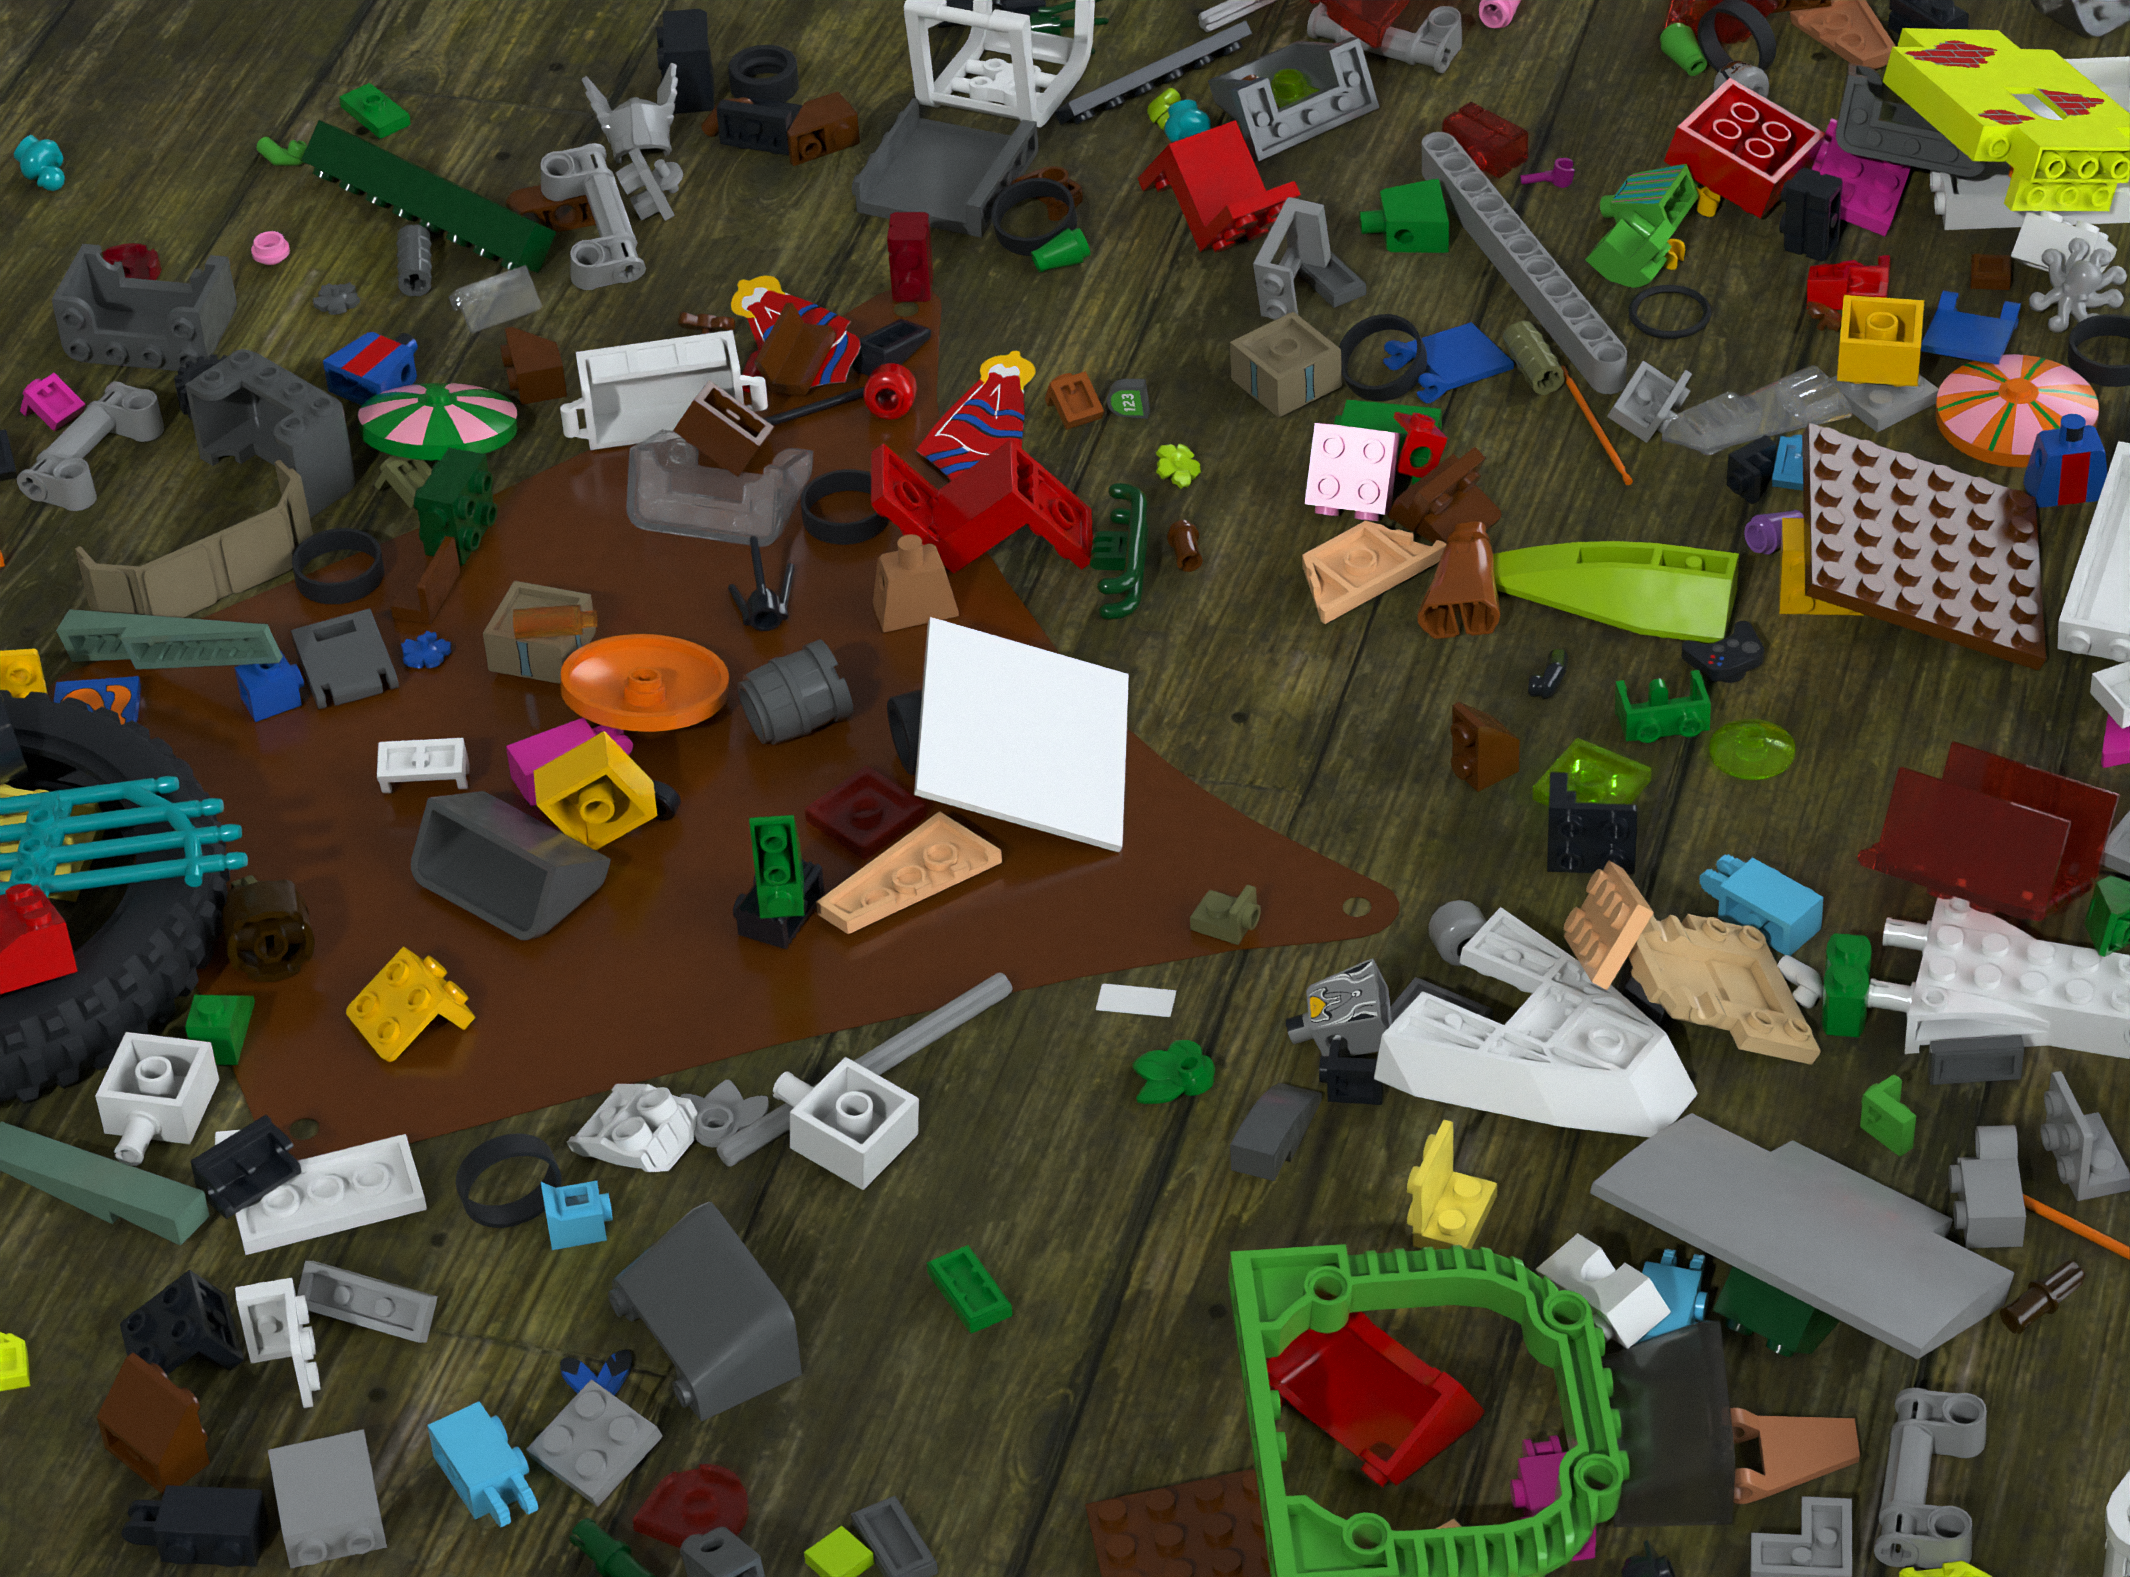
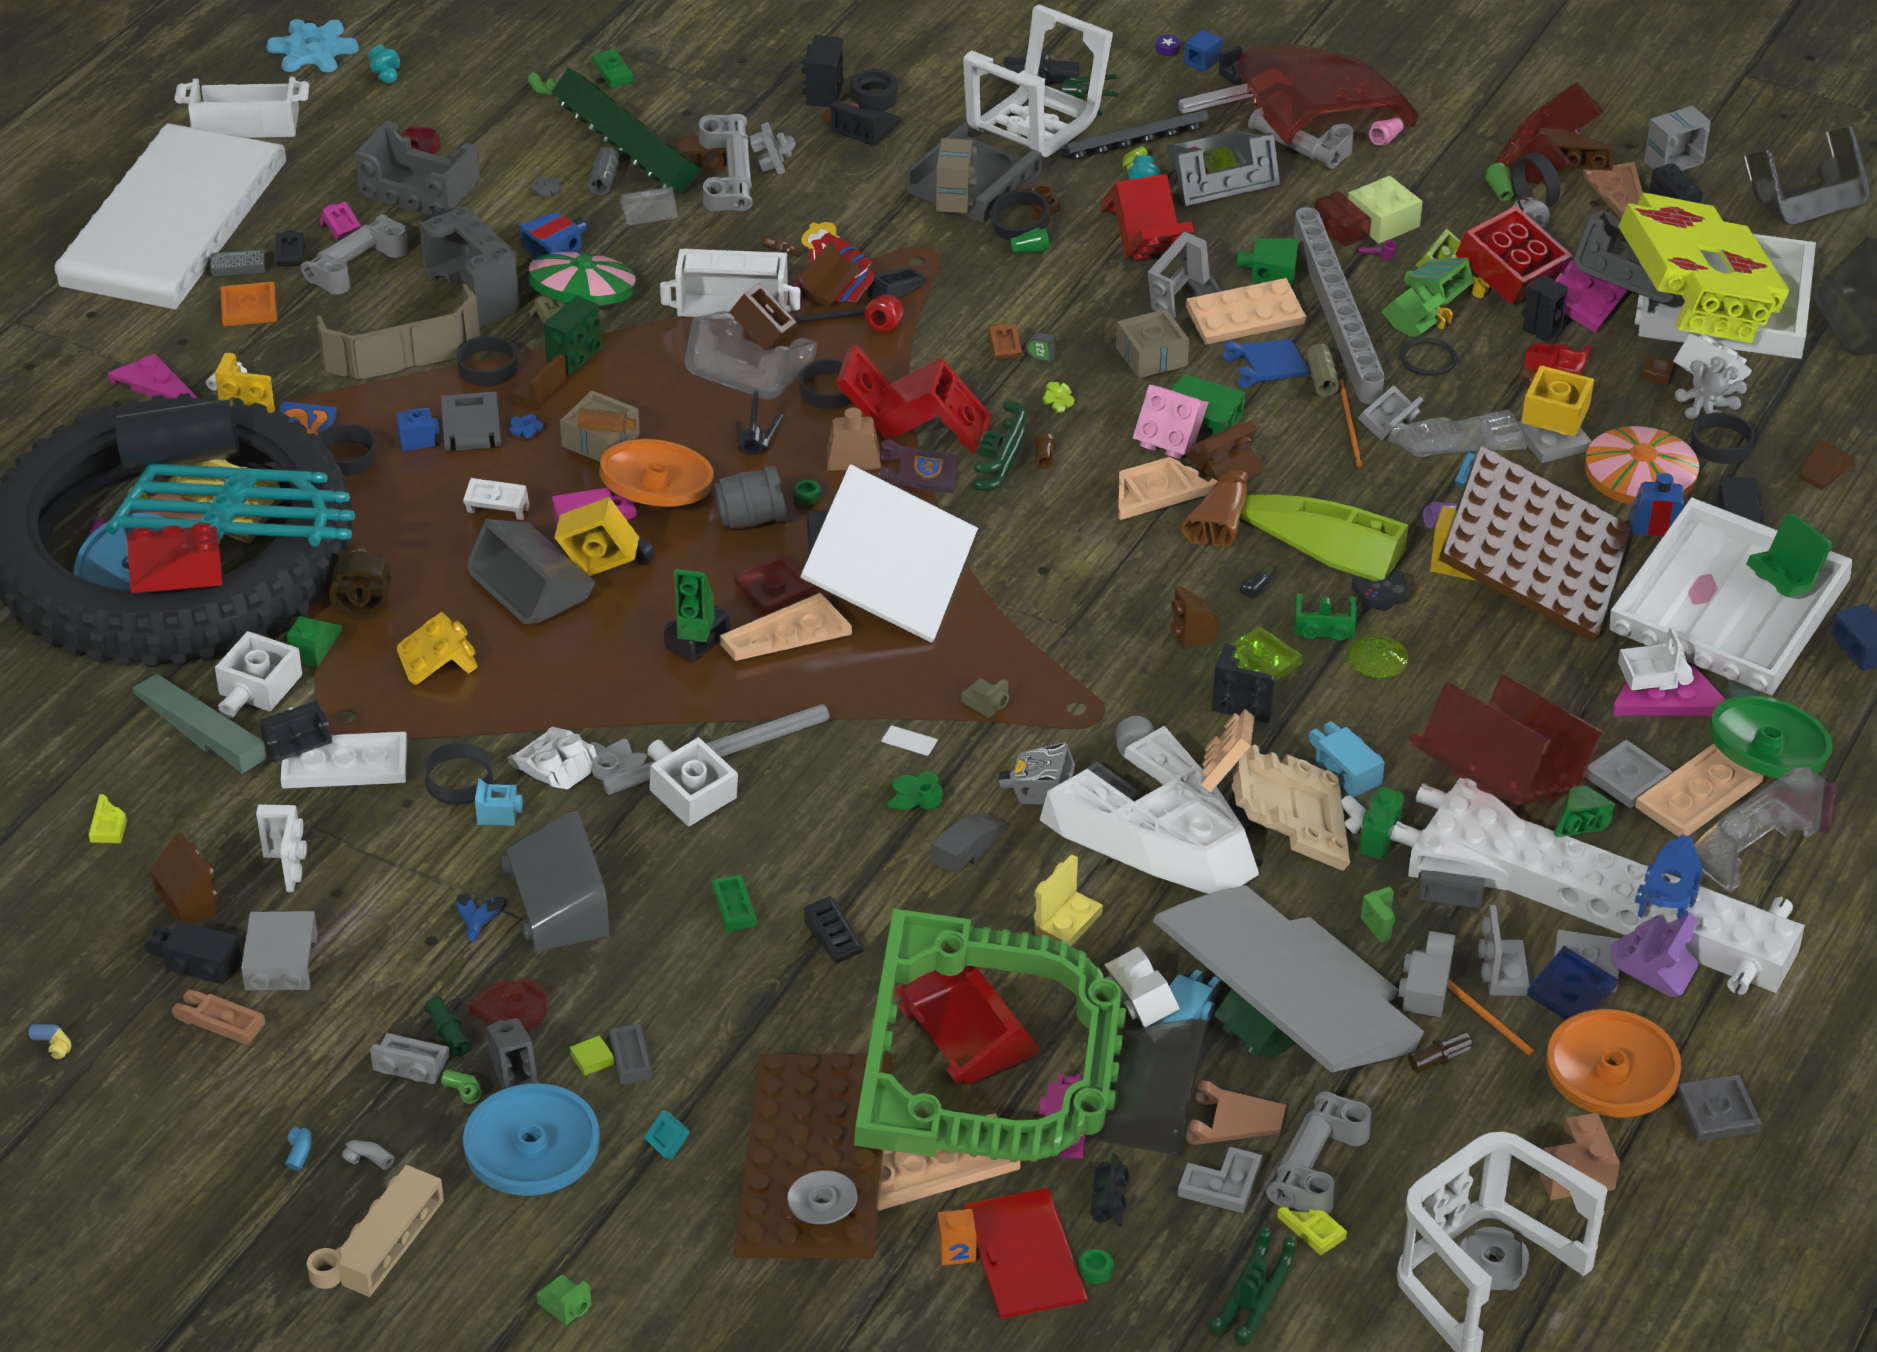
camera: 10 degrees right, 0 degrees up
(165, 641) = (357, 387): sand green slope -> none
(182, 1321) = (226, 820): black bracket -> none
(183, 710) = (351, 434): none -> black tyre
(270, 248) = (513, 146): bright pink plate -> none
(367, 1301) = (346, 832): light grey plate -> none
(481, 1463) = (383, 948): medium azure hinge -> none
(532, 366) = (656, 254): reddish brown slope -> none
(594, 1443) = (460, 950): light grey plate -> none
(637, 121) = (777, 105): light grey helmet -> none
(822, 128) = (899, 132): reddish brown slope -> none
(866, 670) = (807, 492): none -> green tile
(910, 256) = (926, 226): dark red brick -> none
(929, 172) = (955, 175): none -> dark tan container
(982, 417) = (946, 339): red sticker -> none
(1016, 603) = (919, 468): none -> flag
(1106, 1277) = (826, 912): none -> black slope
(1350, 1078) = (1027, 817): black bracket -> none
(1400, 385) = (1209, 331): black tyre -> none
(1409, 285) = (1245, 311): none -> light nougat plate
(1420, 433) = (1223, 404): red bracket -> none
(1548, 109) = (1389, 206): none -> yellowish green brick
(1635, 155) = (1442, 248): none -> lime slope
(1751, 466) = (1442, 469): black bracket -> none
(1970, 334) = (1625, 409): blue flag -> none

